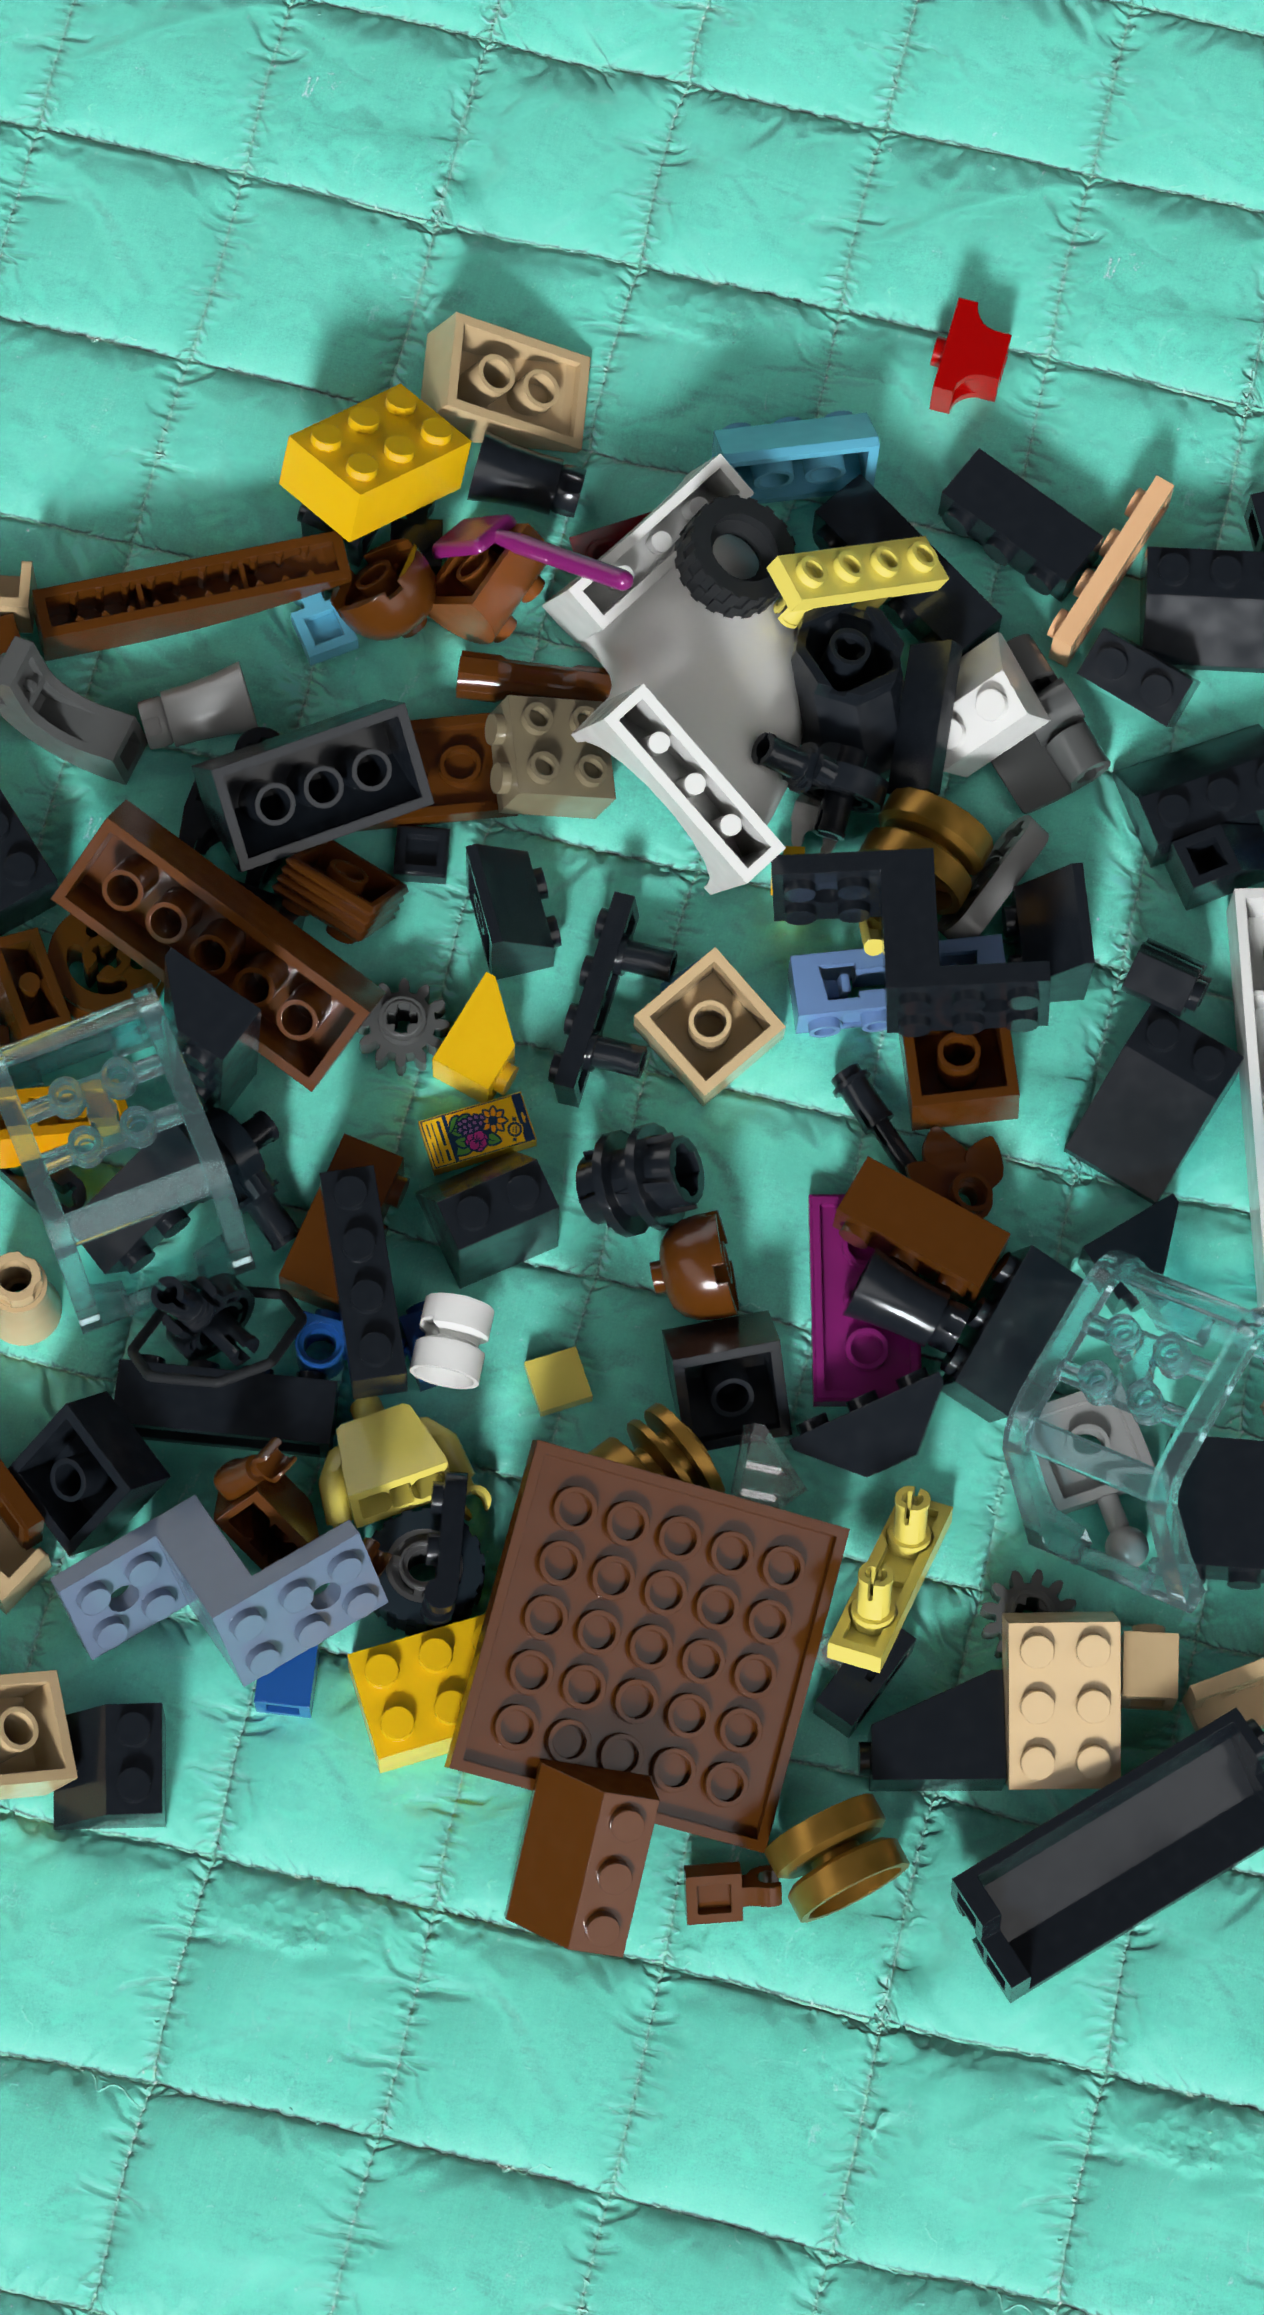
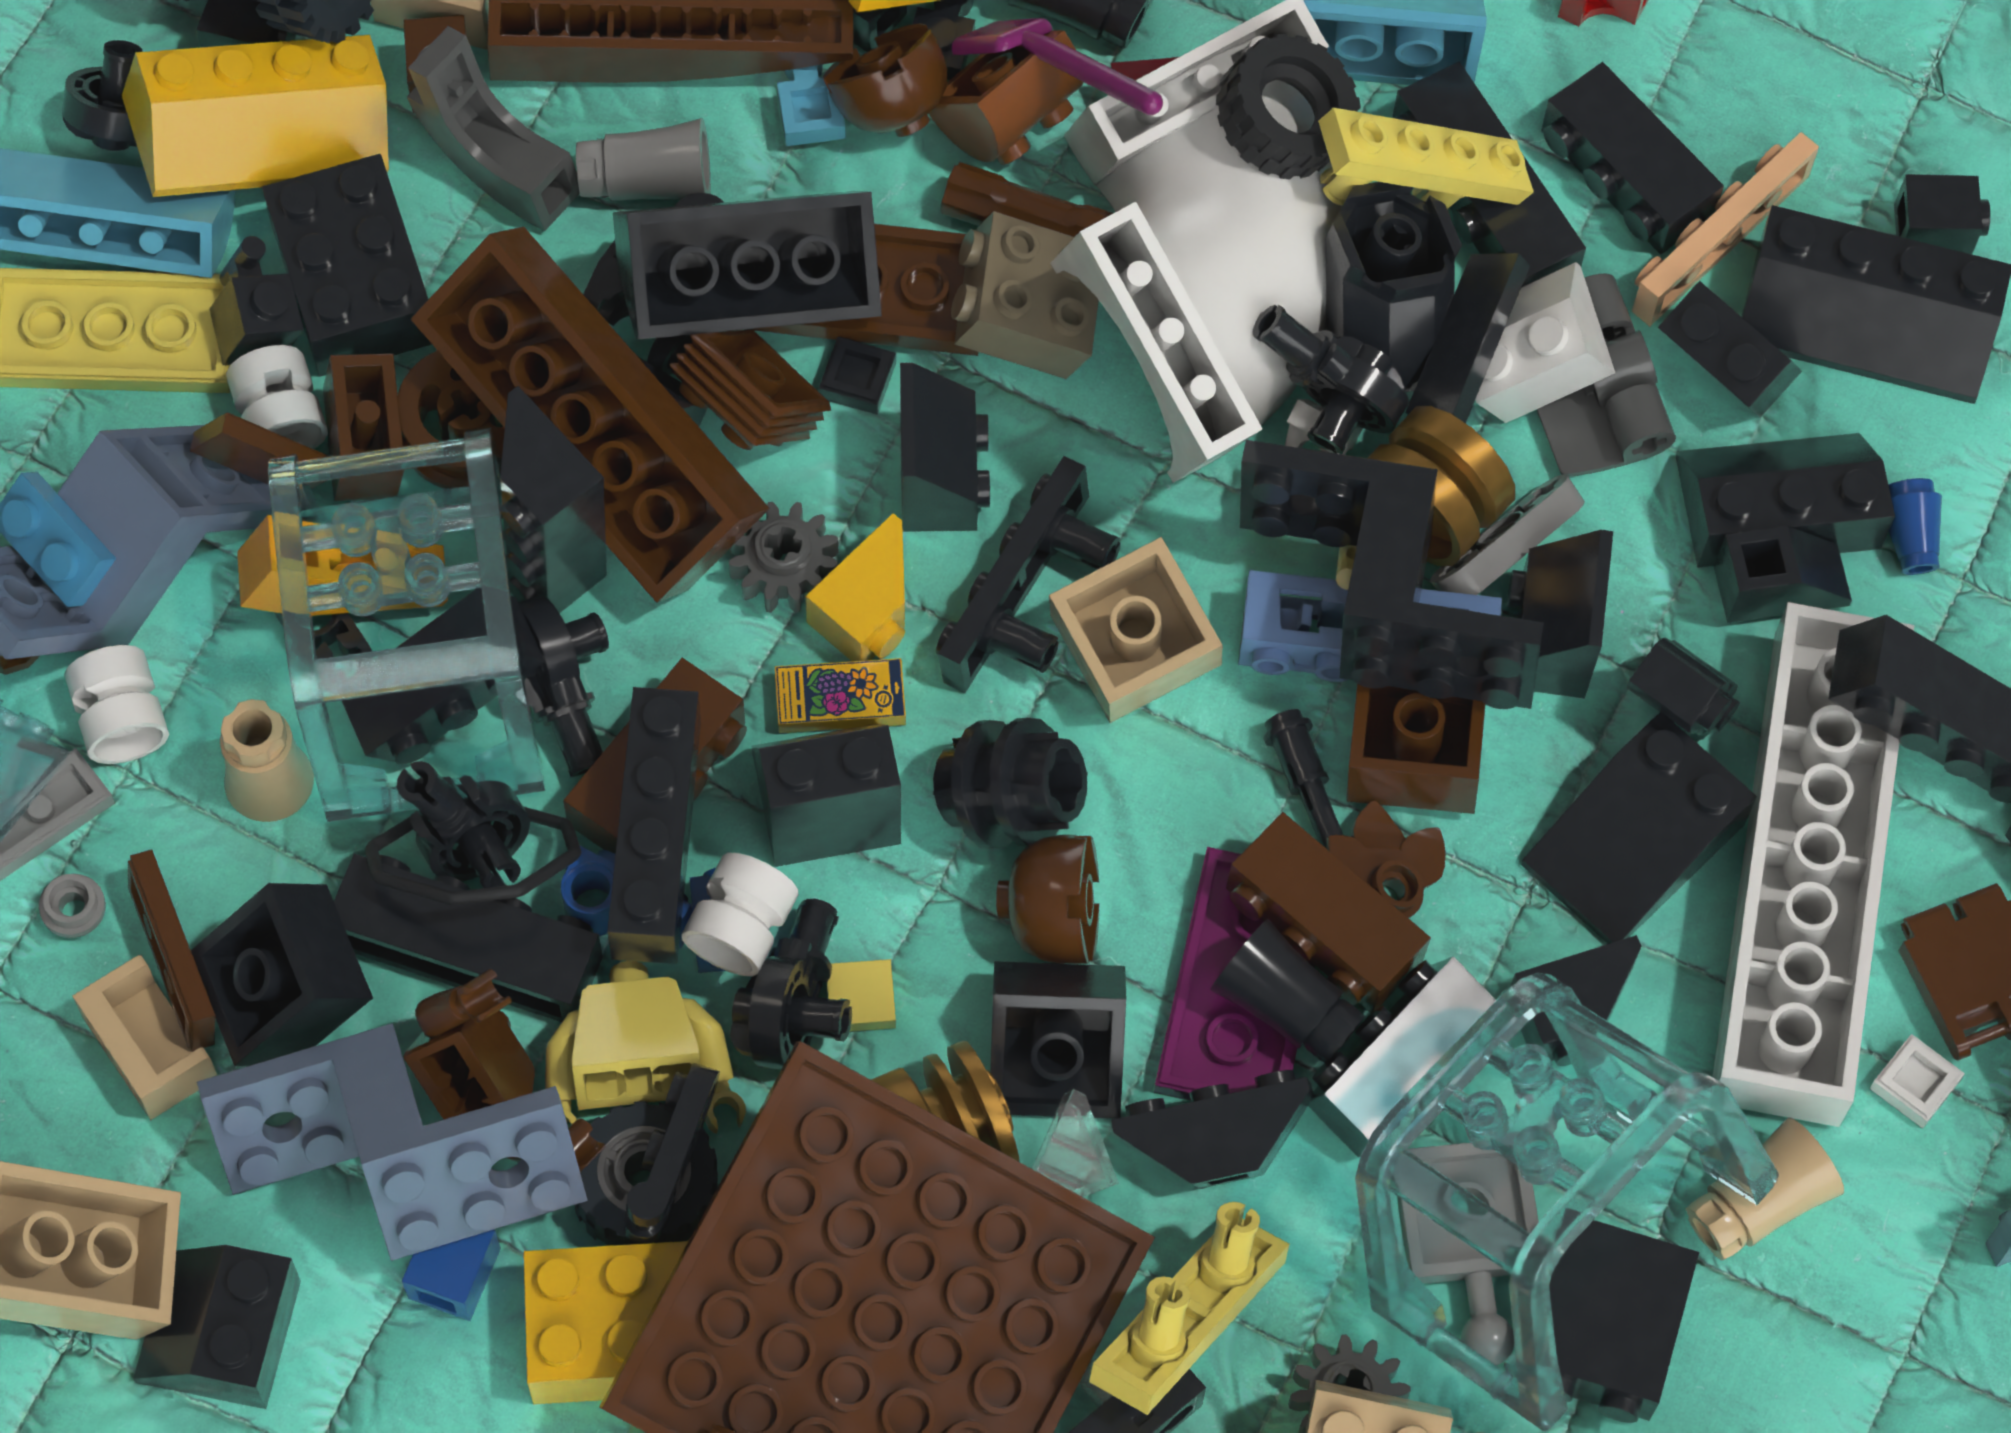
camera: 15 degrees right, 5 degrees down
(498, 1410) = (783, 999): none -> black pin

